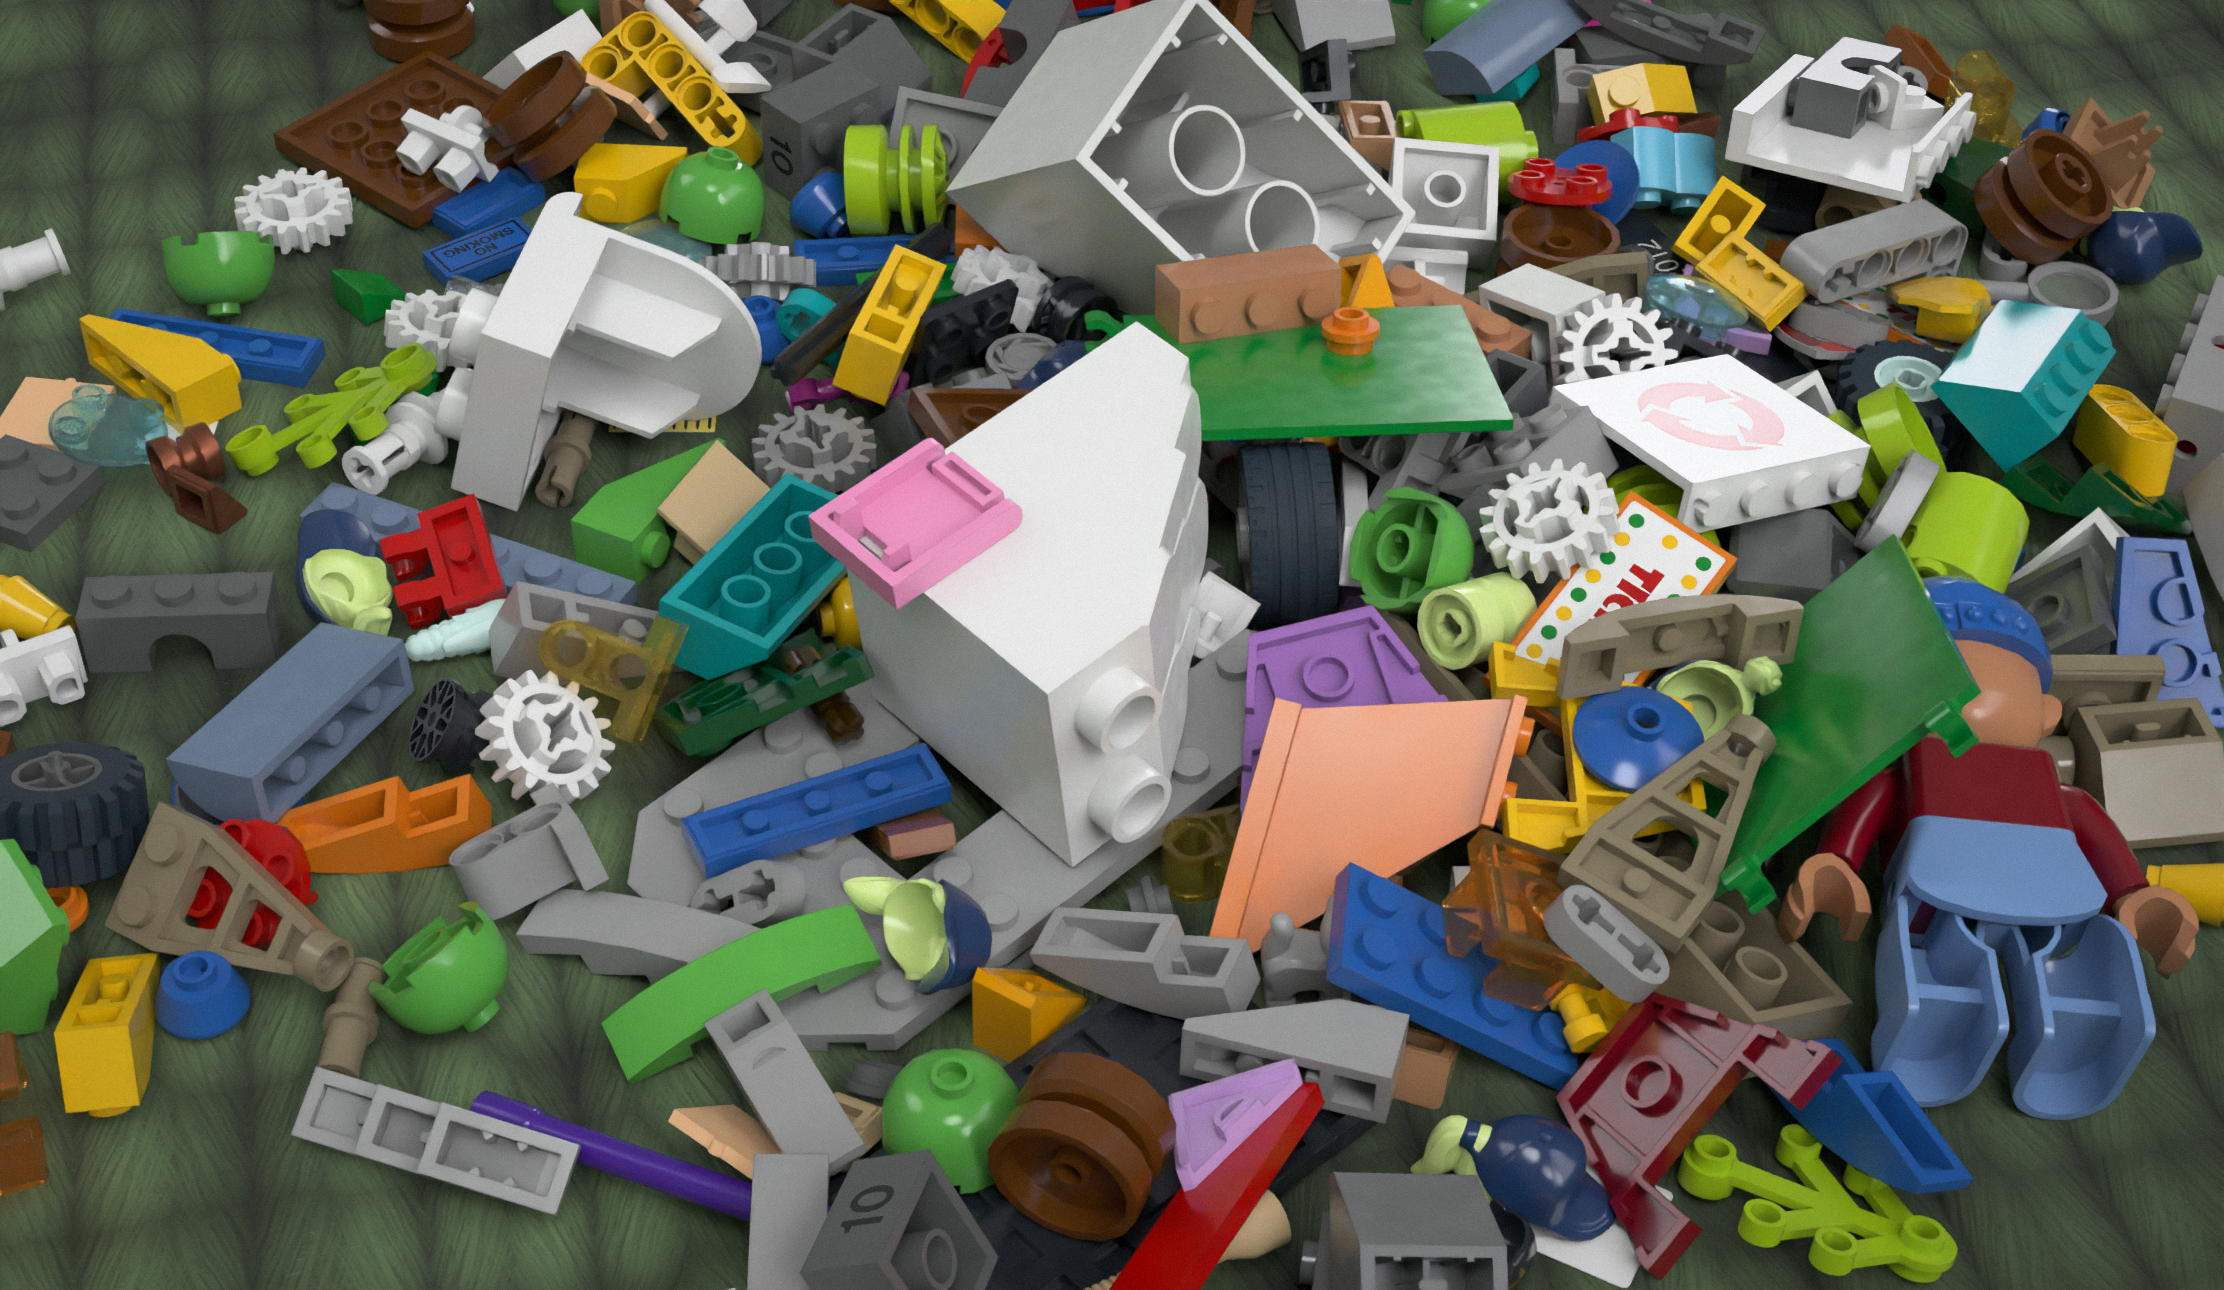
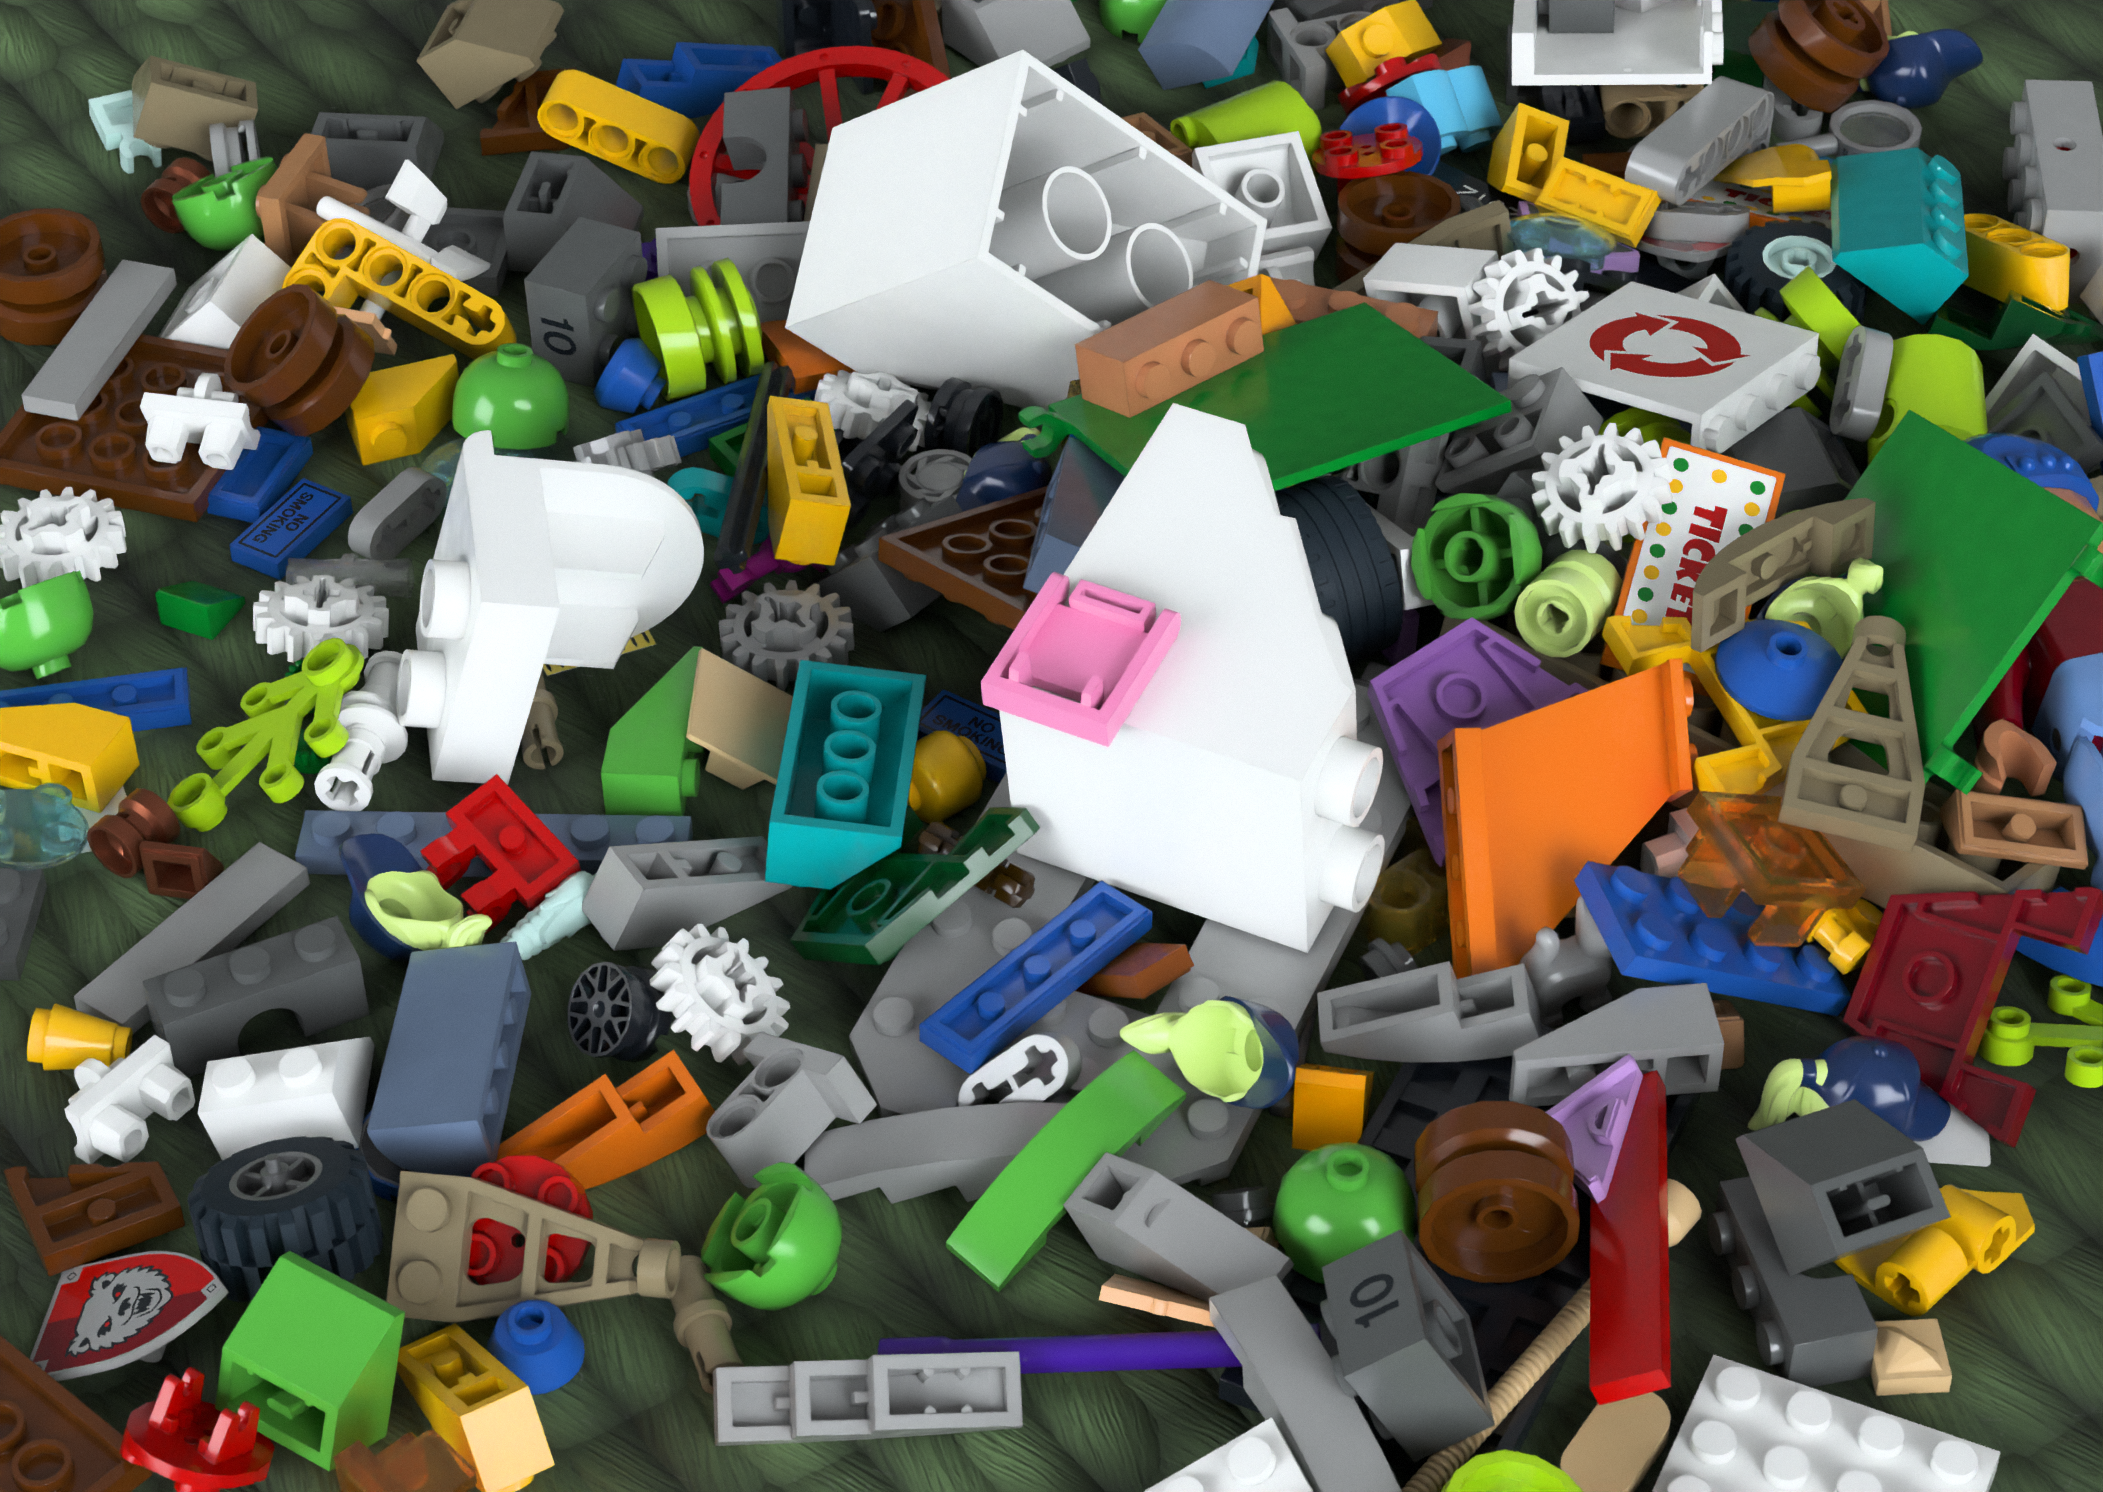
camera: 20 degrees left, 0 degrees up
(139, 708) = (287, 1095): none -> white slope
(200, 549) = (200, 929): none -> light grey tile
(425, 64) = (99, 340): none -> light grey tile
(601, 665) = (741, 893): clear yellow tile -> none
(1350, 331) = (1294, 358): orange plate -> none
(1606, 943) = (1850, 862): light grey beam -> none
(1803, 966) = (2016, 829): none -> medium nougat slope

